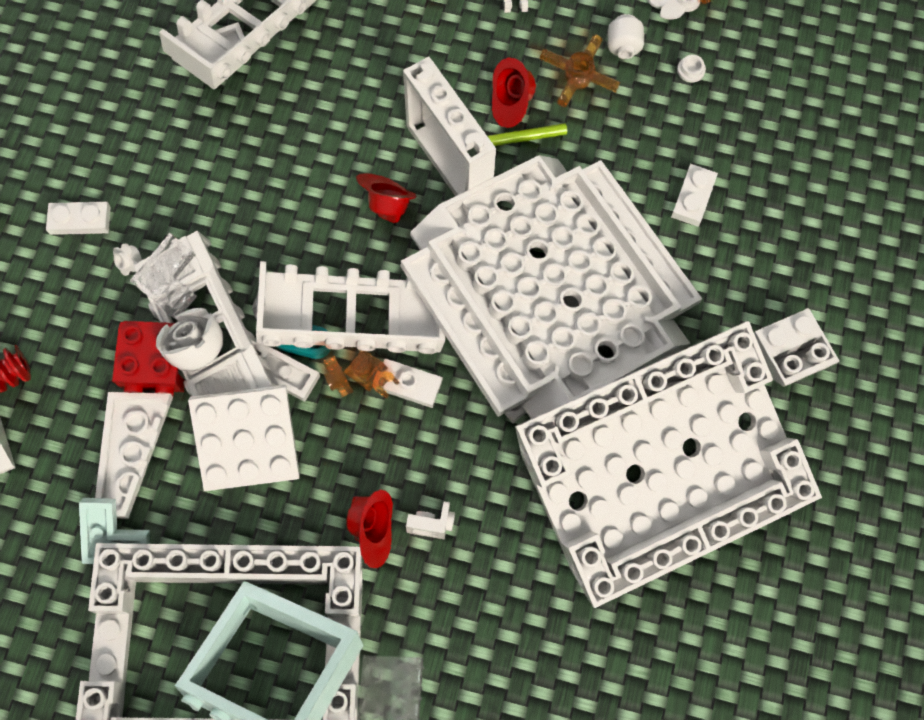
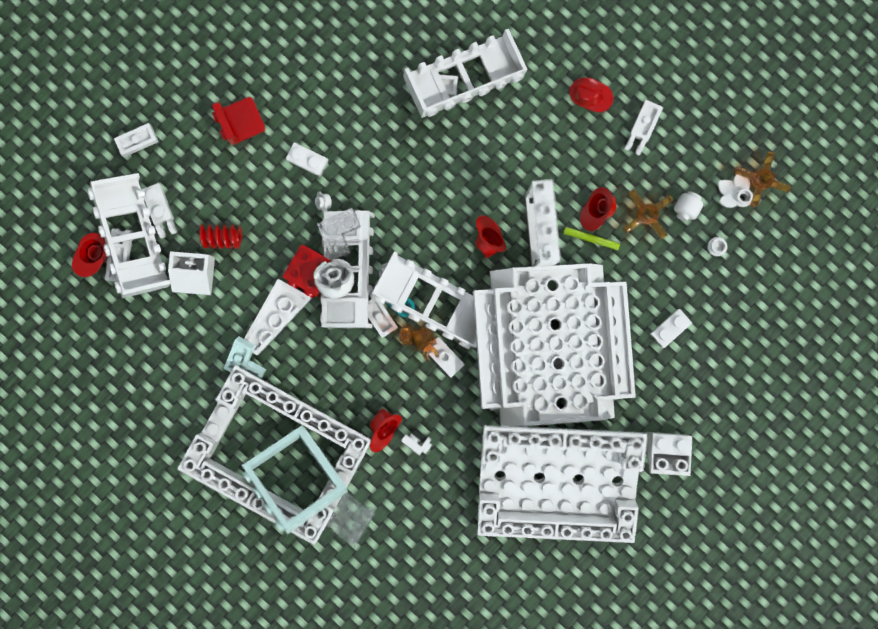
camera: 30 degrees right, 15 degrees up
(244, 437) = (339, 345): white plate -> none

